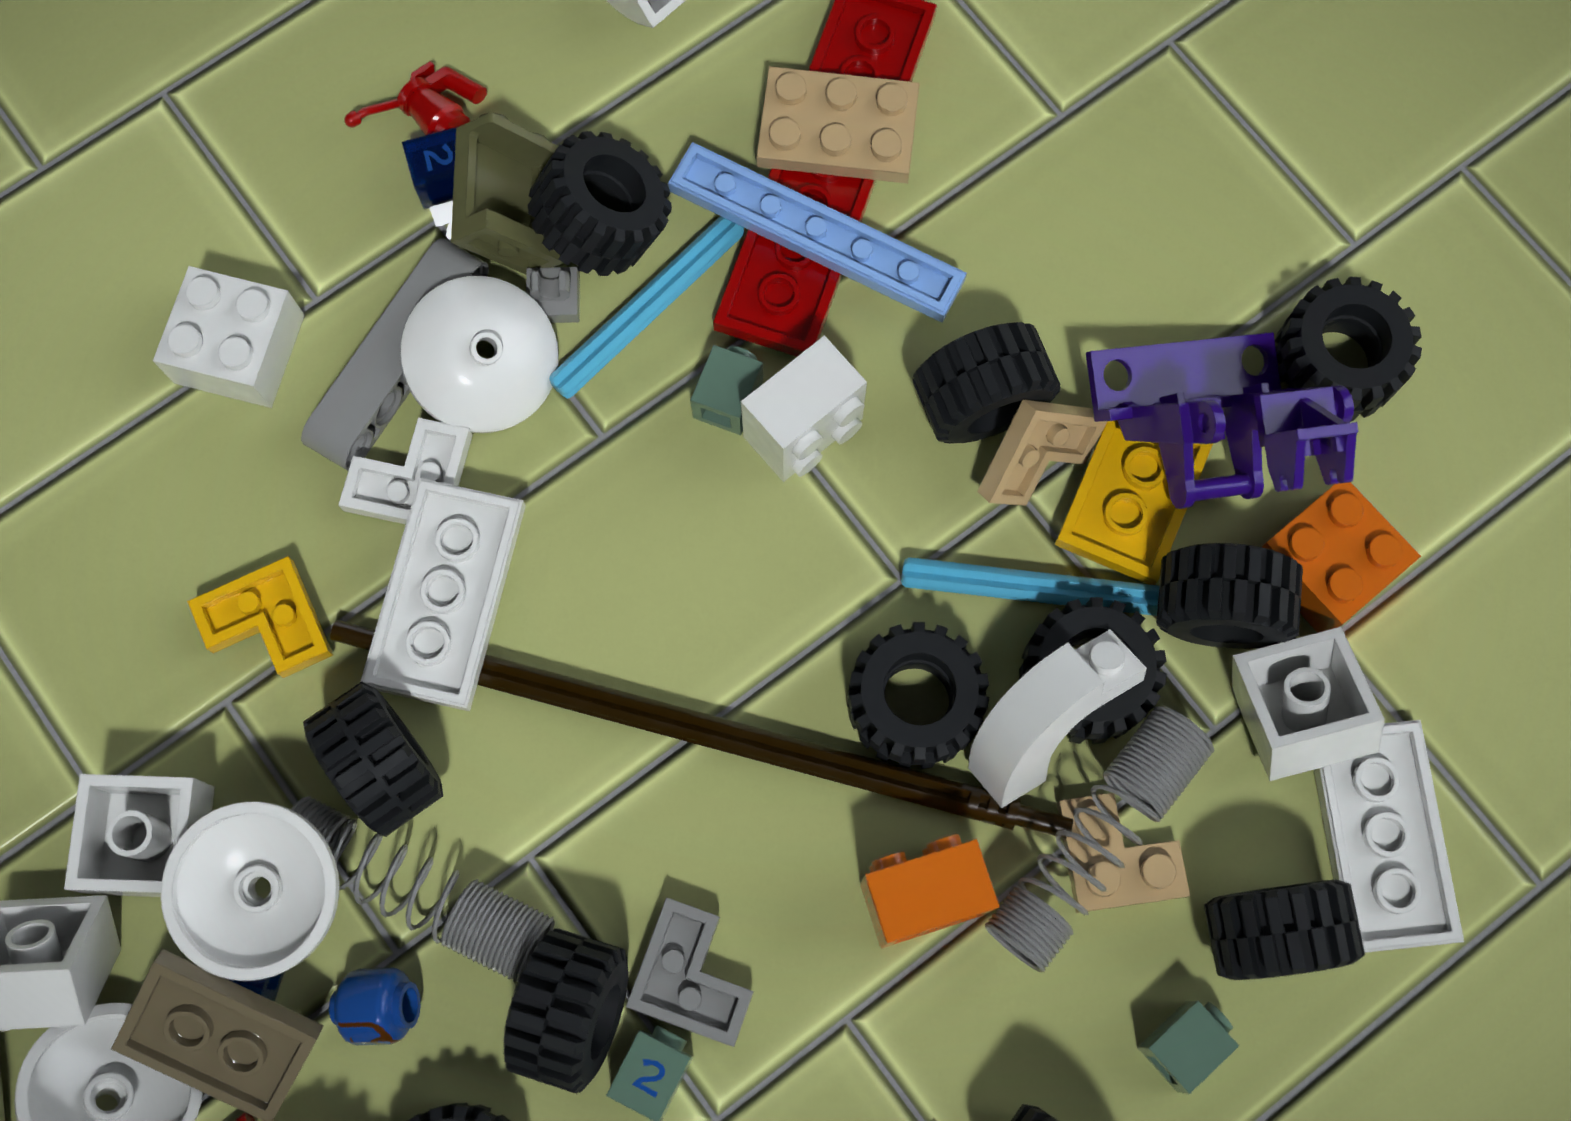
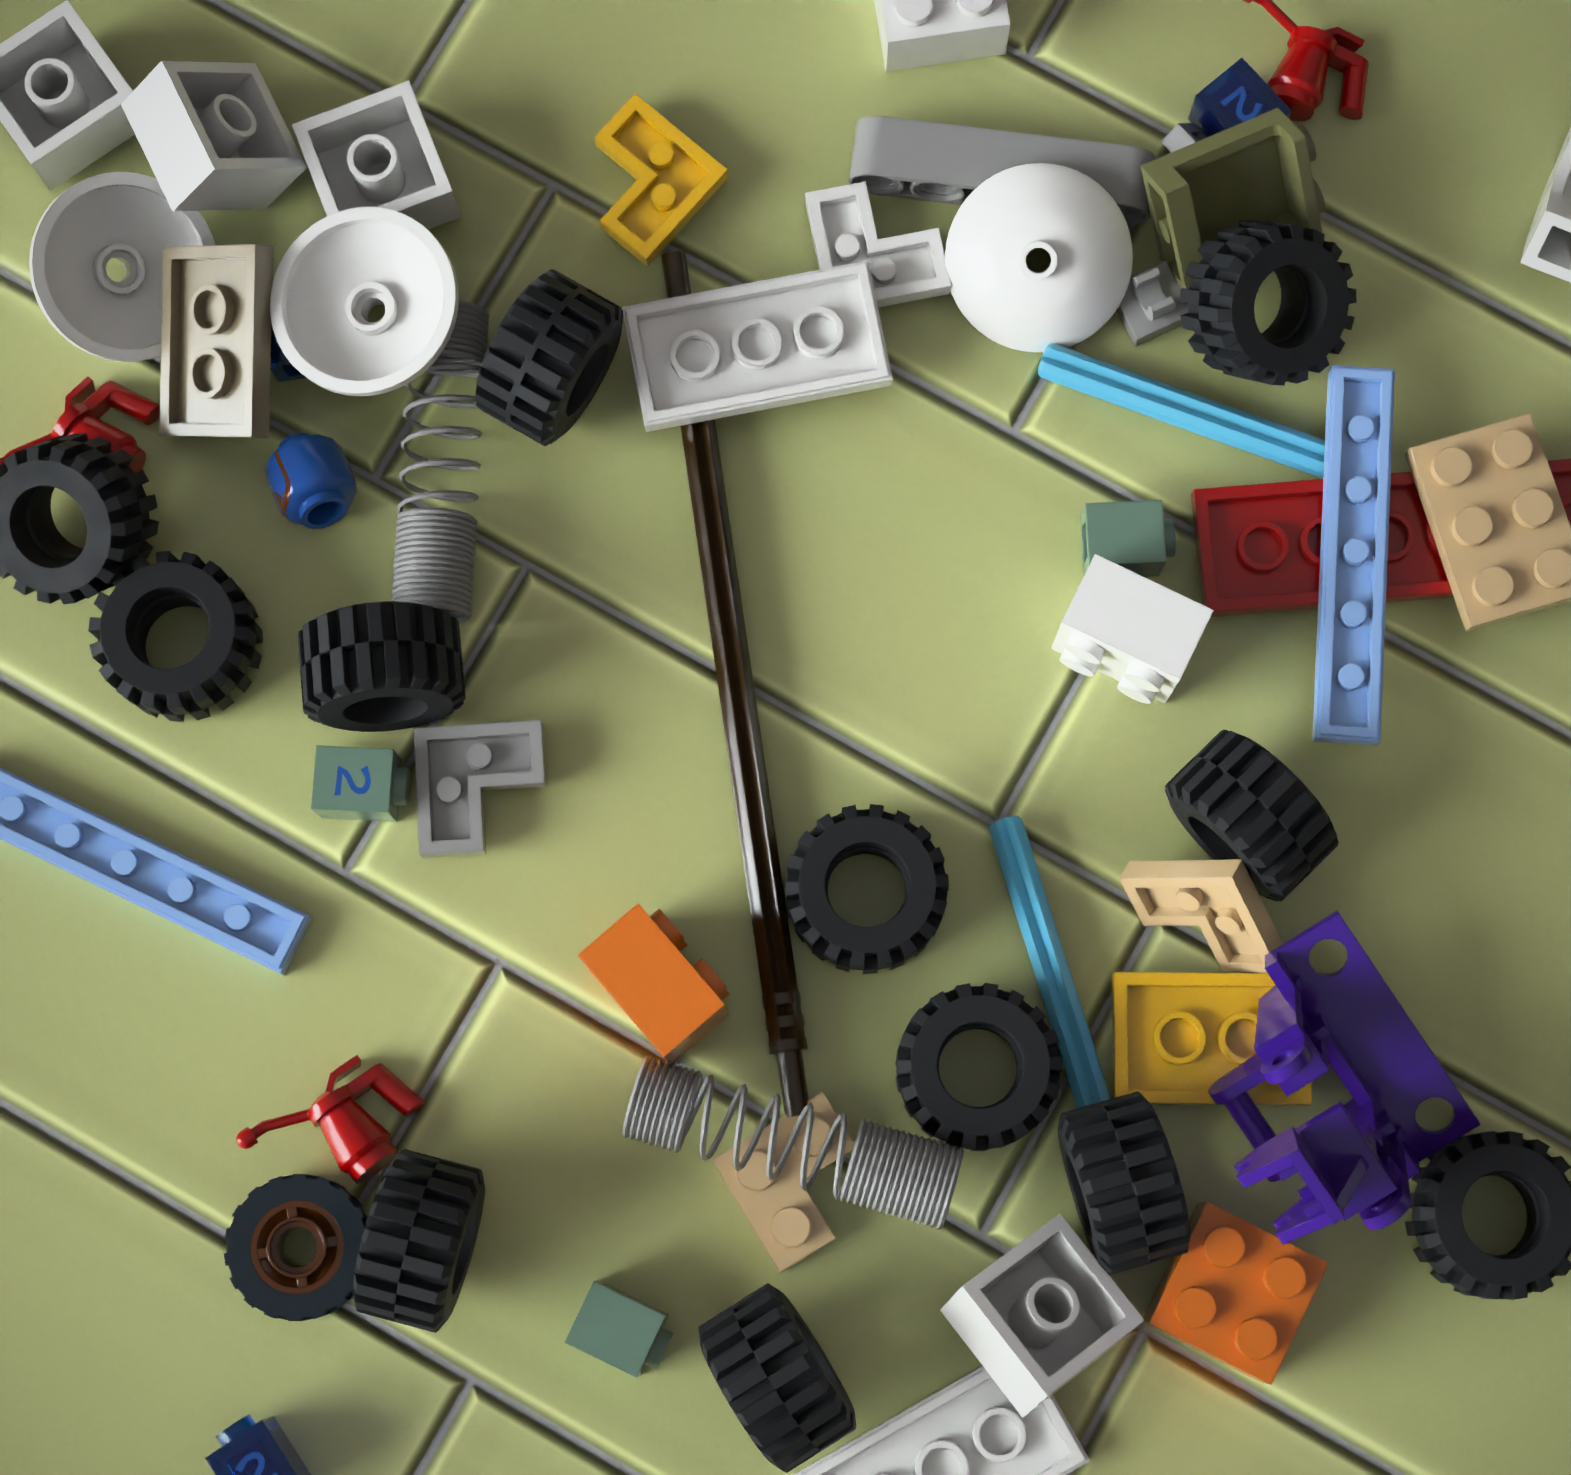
camera: 70 degrees right, 5 degrees up
(1041, 709) = (908, 1023): white arch -> none

